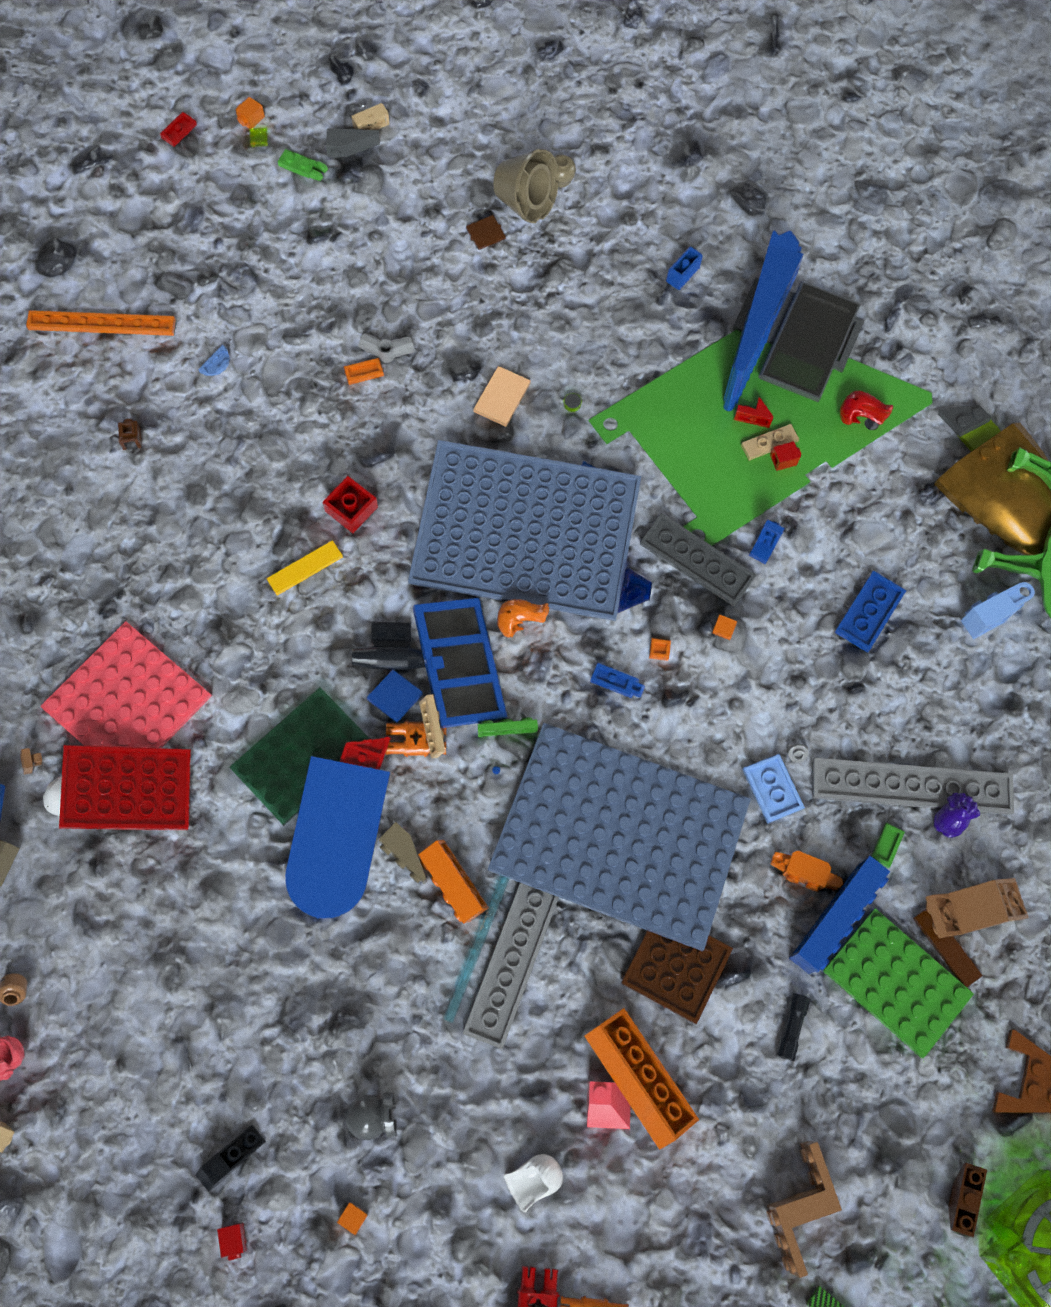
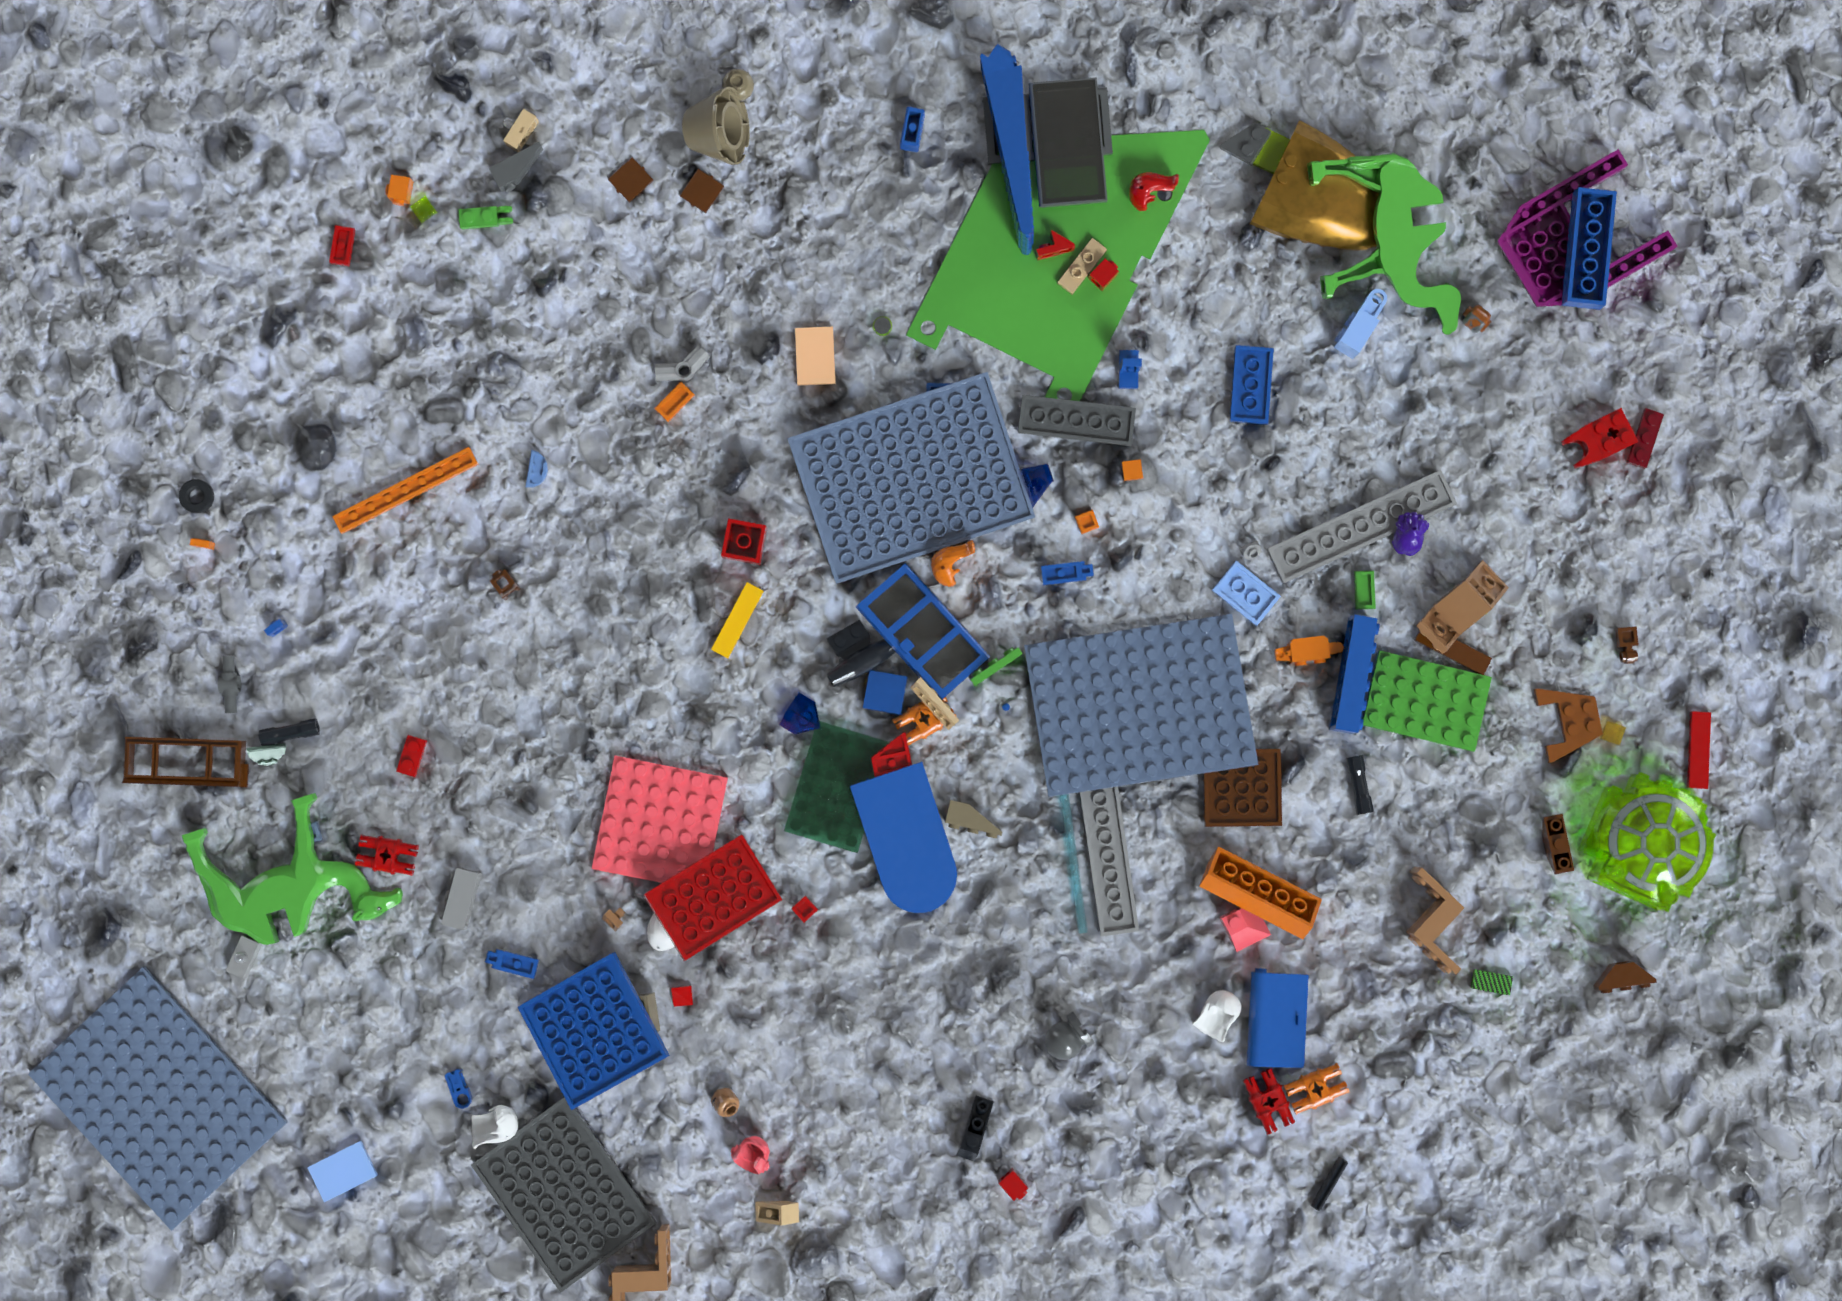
camera: 25 degrees left, 15 degrees up
(42, 866) = (682, 996): none -> red slope
(203, 849) = (804, 909): none -> red plate
(307, 674) = (801, 715): none -> clear blue slope
(352, 1218) = (1094, 1118): orange tile -> none
(434, 197) = (630, 179): none -> reddish brown piece
(453, 881) = (1024, 821): orange brick -> none
(590, 1222) = (1277, 1019): none -> blue door

